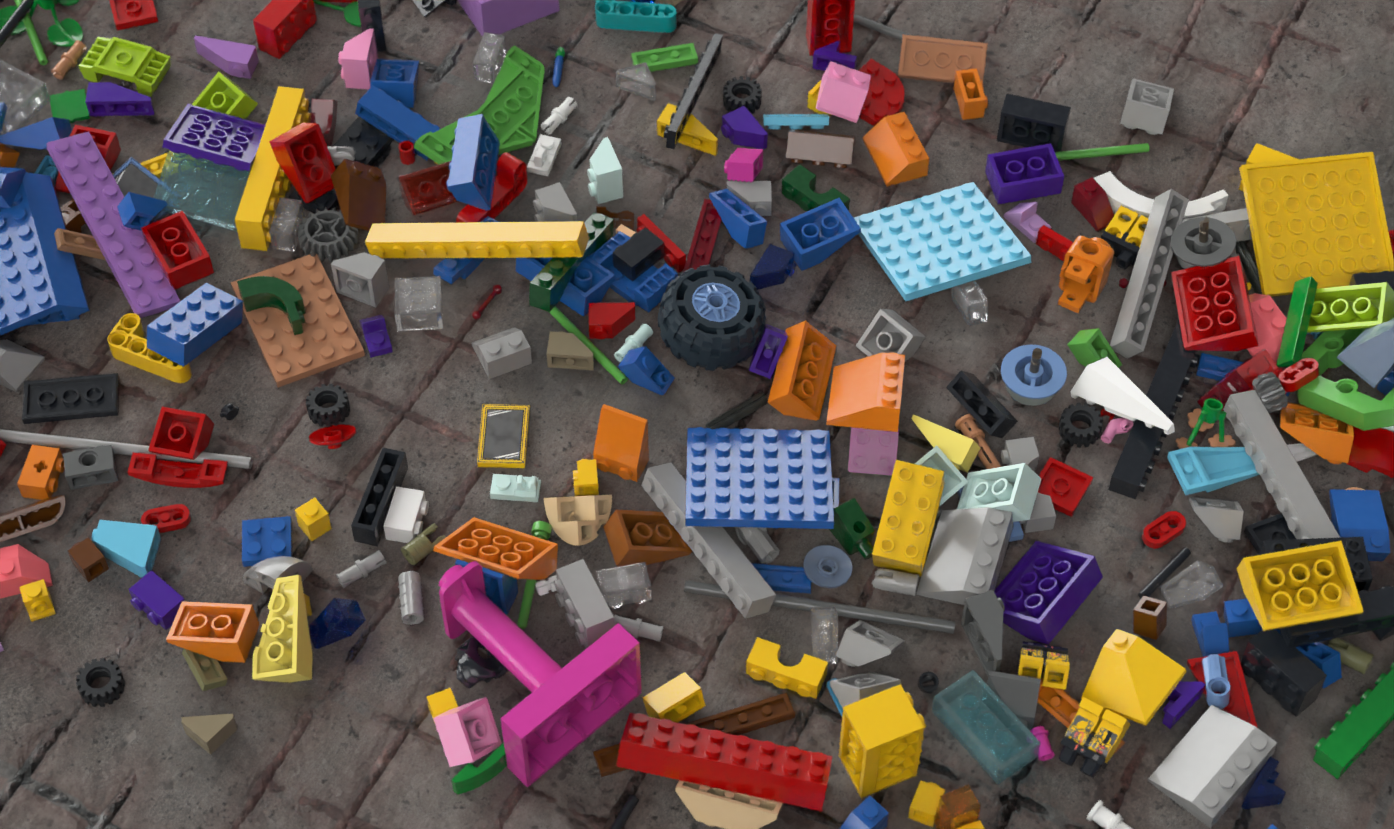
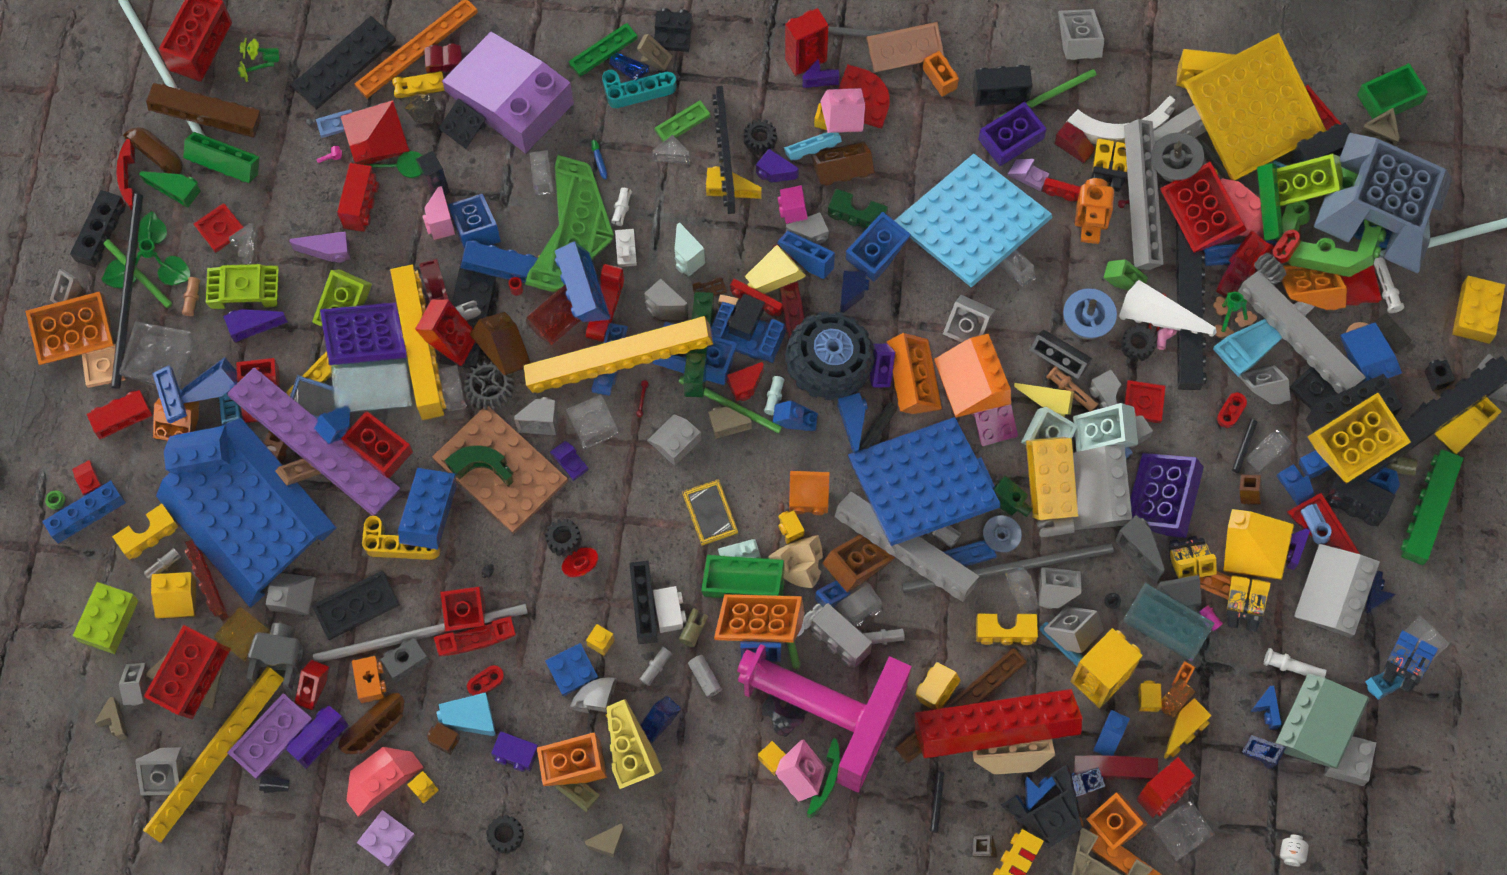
camera: 20 degrees left, 15 degrees up
(70, 105) = (213, 340): green piece -> none
(151, 27) = (245, 240): none -> clear slope
(504, 506) = (742, 576): none -> green slope
(595, 558) = (831, 594): none -> blue slope
(691, 220) = (774, 272): none -> light yellow slope
(712, 392) = (852, 412): none -> blue slope
(896, 150) = (903, 145): orange slope -> none
(984, 791) = (1184, 673): none -> orange piece

